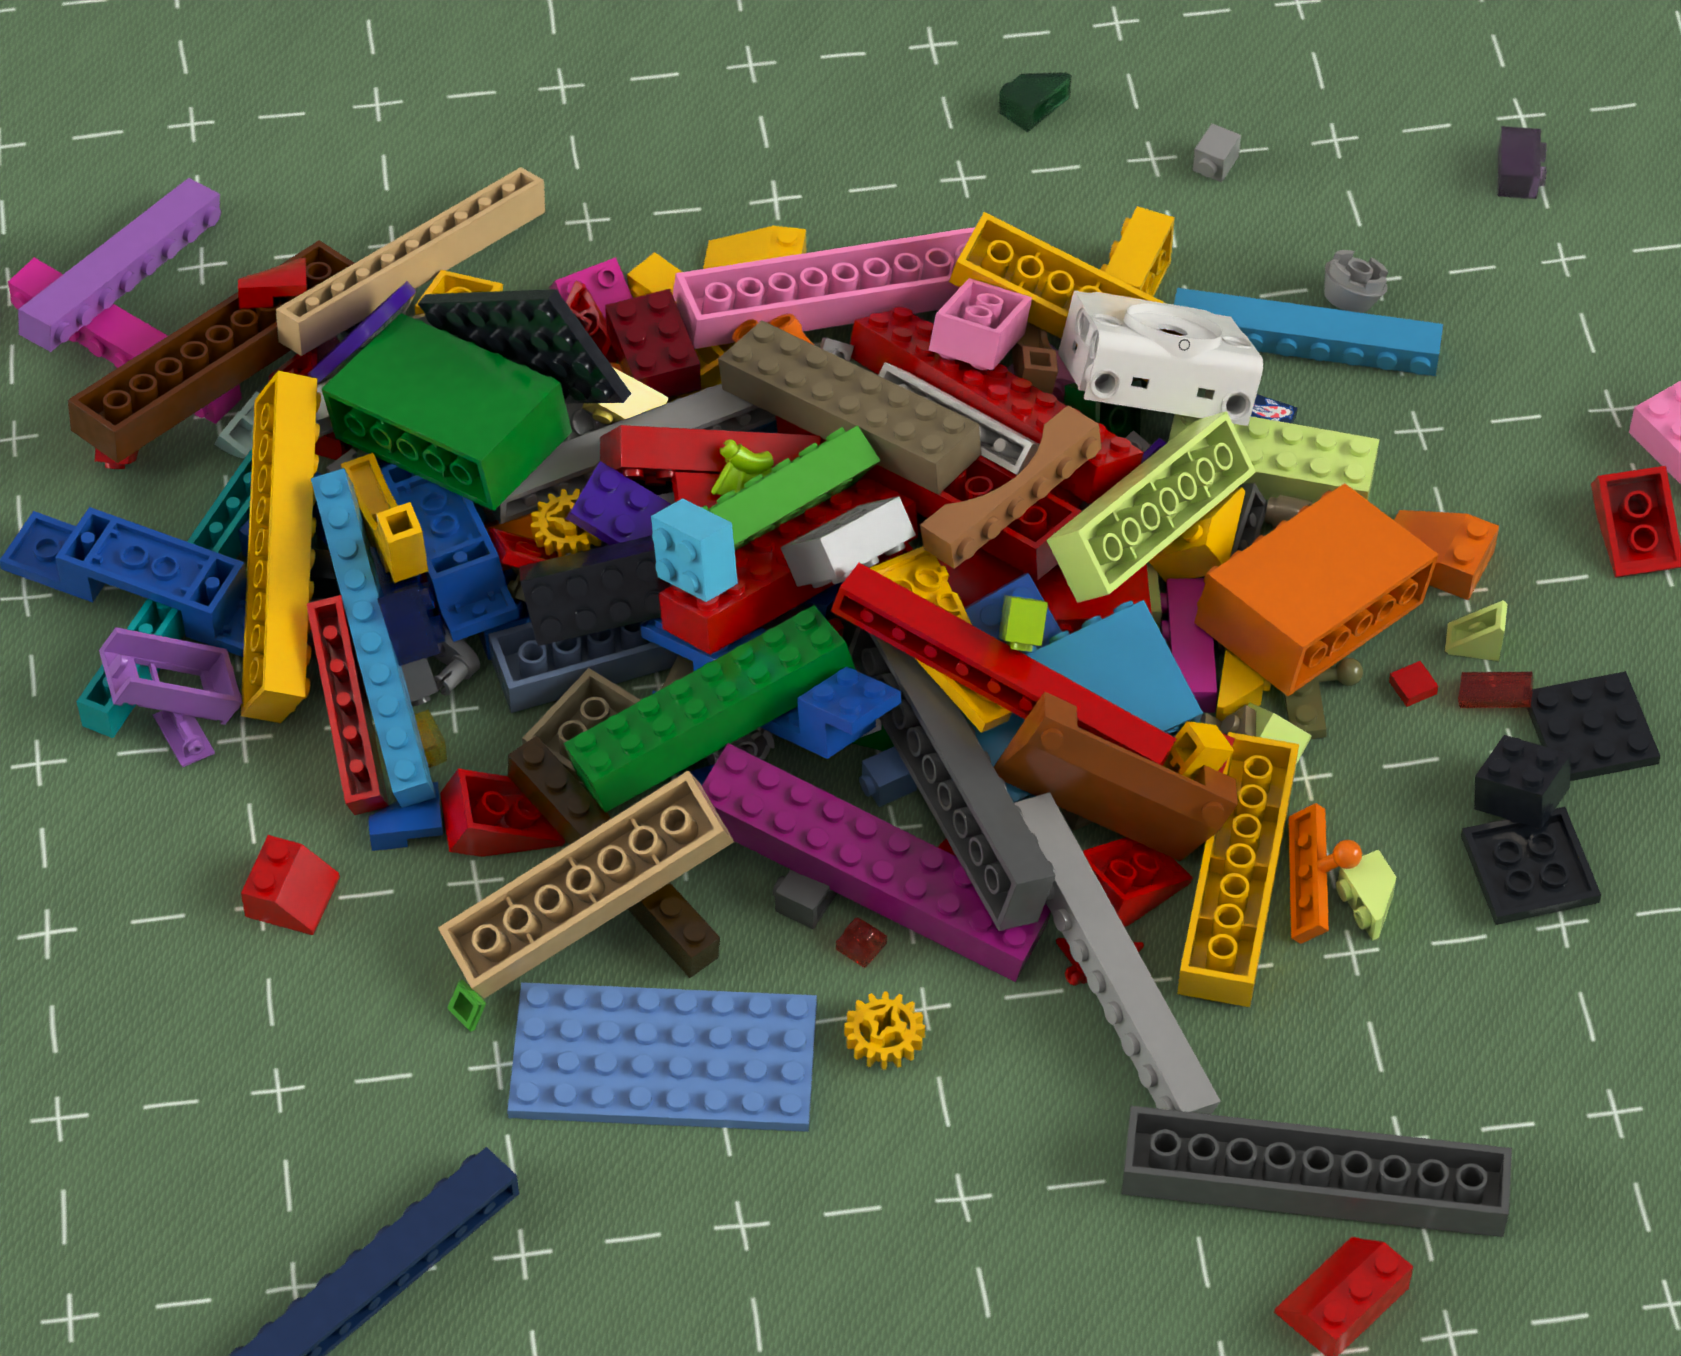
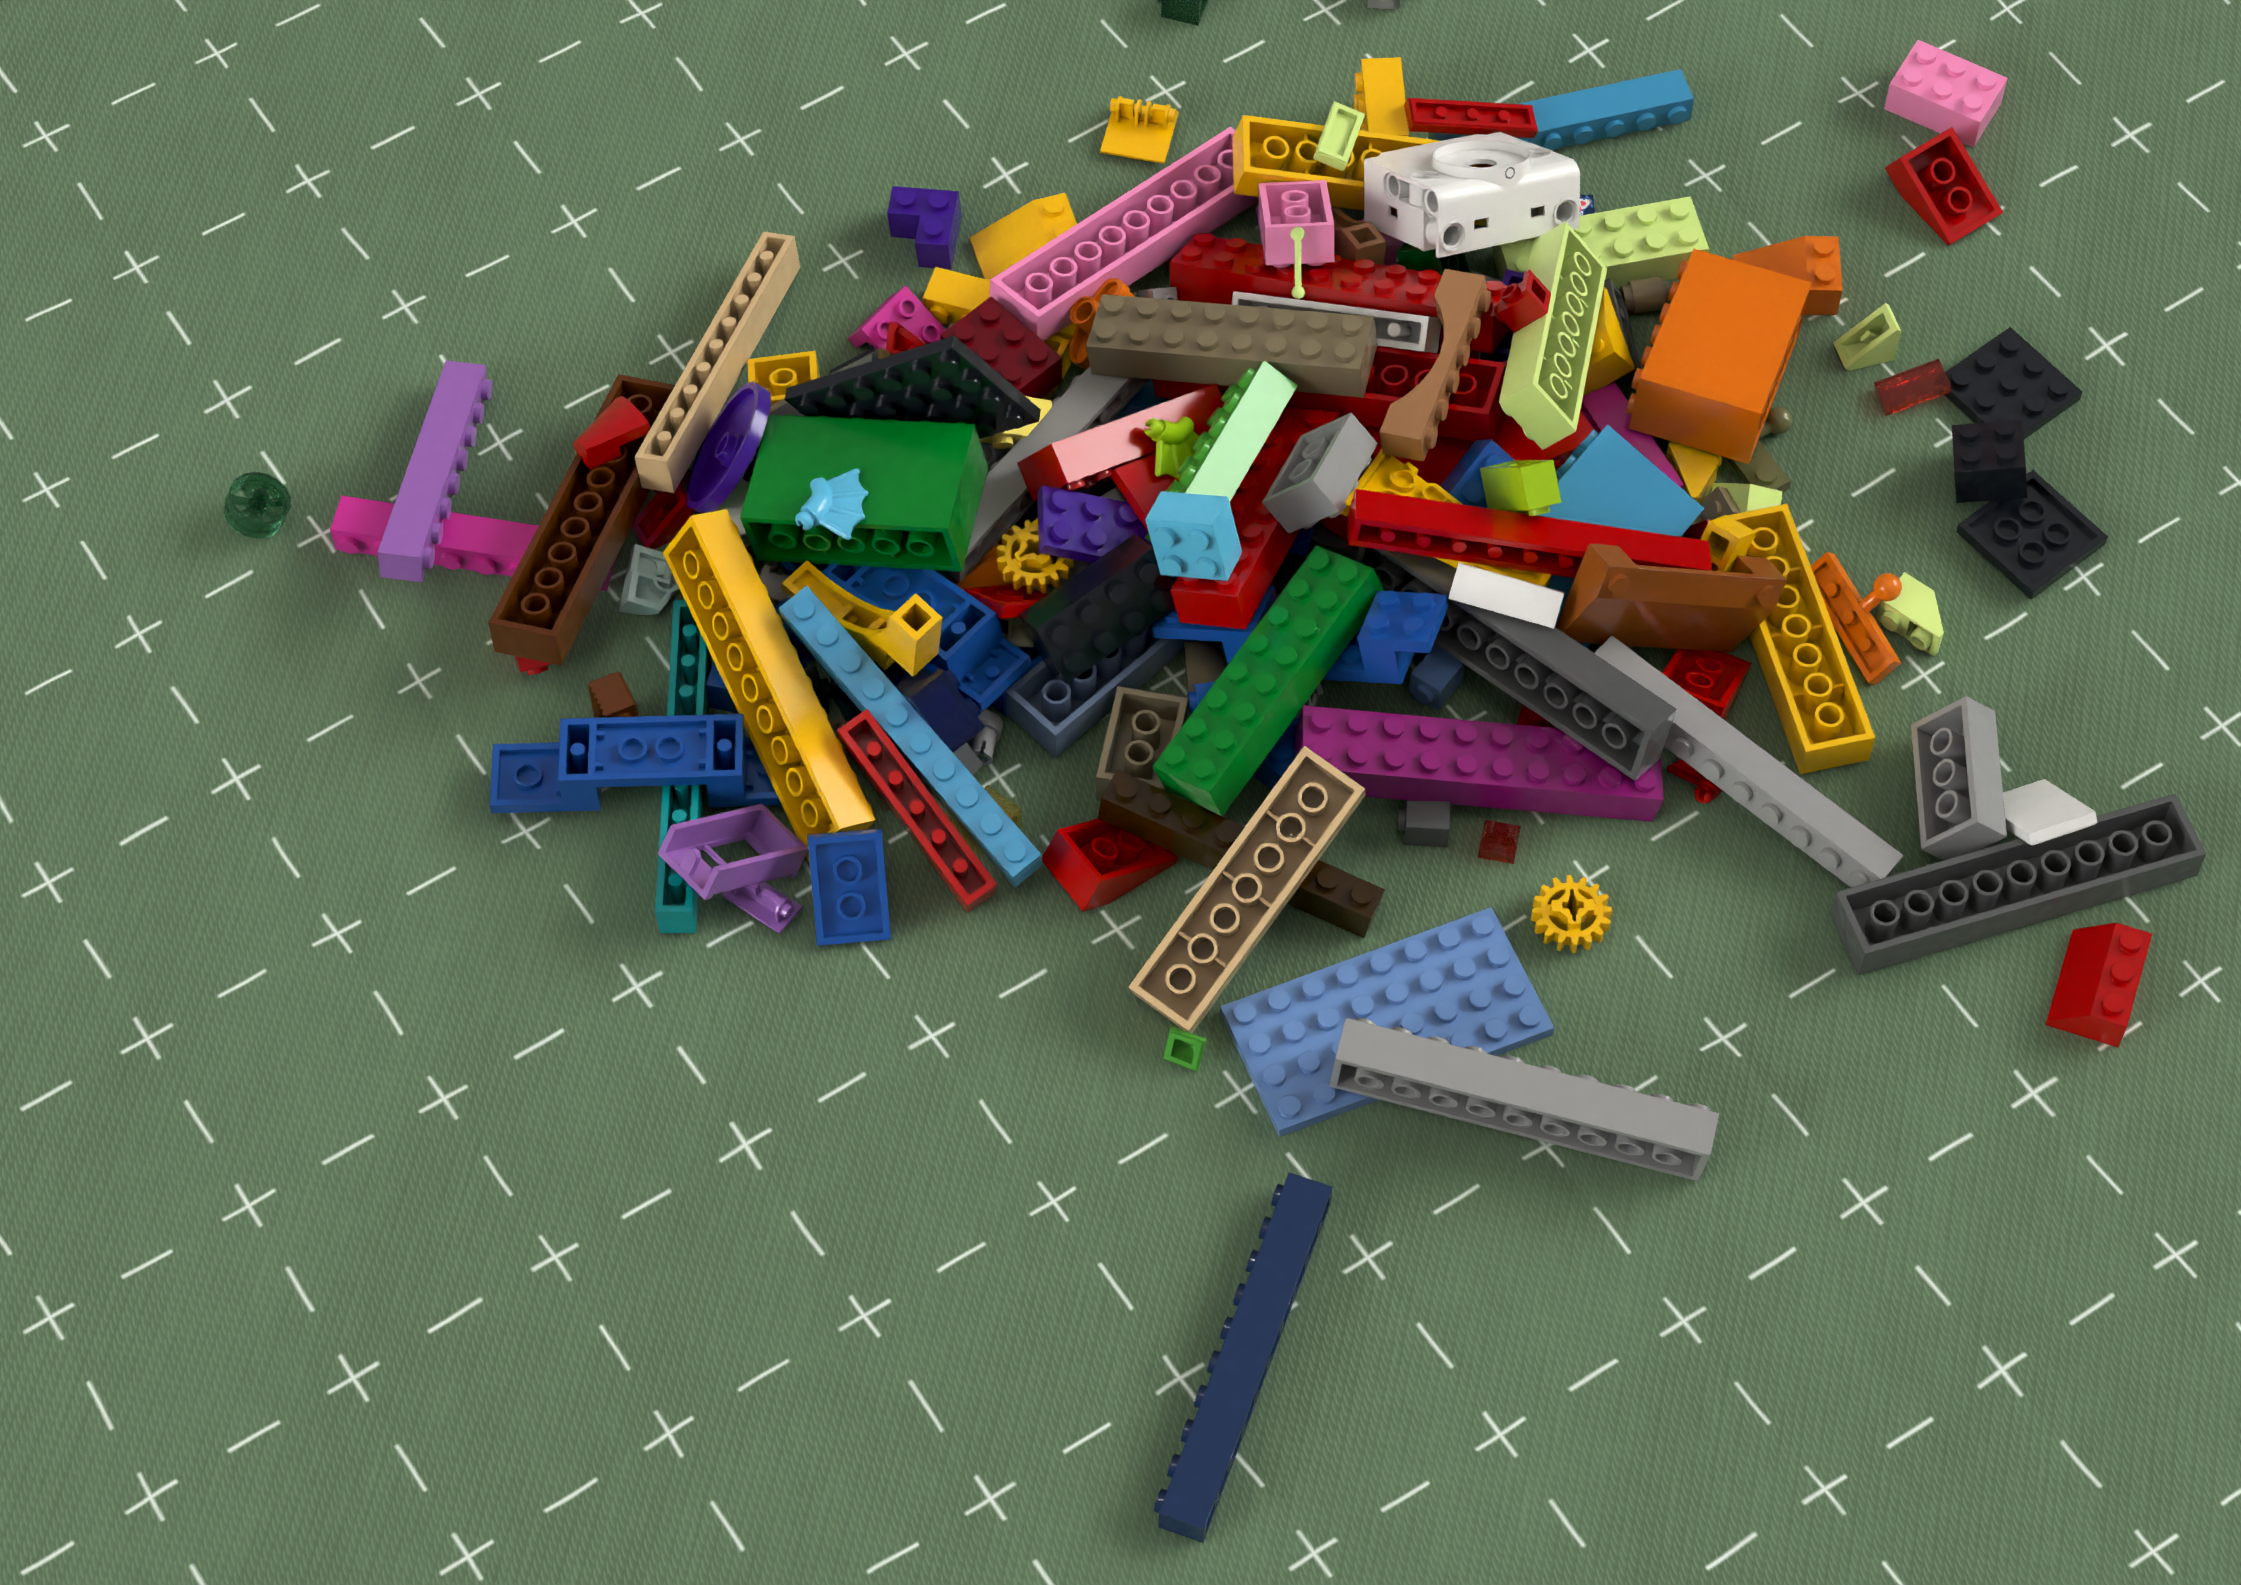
camera: 25 degrees left, 5 degrees up
(150, 508) = (612, 697): none -> reddish brown brick
(254, 747) = (849, 887): none -> blue plate
(288, 886) = (953, 1005): red slope -> none
(394, 825) = (1015, 908): blue slope -> none
(400, 405) = (834, 504): none -> medium azure arm
(676, 214) = (930, 219): none -> dark purple brick
(731, 1169) = (1524, 1098): none -> light grey brick
(915, 202) = (1139, 130): none -> yellow hinge
(954, 712) = (1506, 595): none -> white tile
(961, 330) = (1297, 235): none -> yellowish green hinge
(1066, 263) = (1338, 136): none -> yellowish green tile
(1128, 462) = (1523, 302): none -> red brick
(1209, 294) = (1470, 117): none -> red tile
(1313, 1053) = (1958, 779): none -> light grey brick
(1354, 282) = (1580, 59): light grey cone -> none
(1371, 1113) = (2044, 812): none -> white tile
(1413, 683) = (1836, 409): red tile -> none

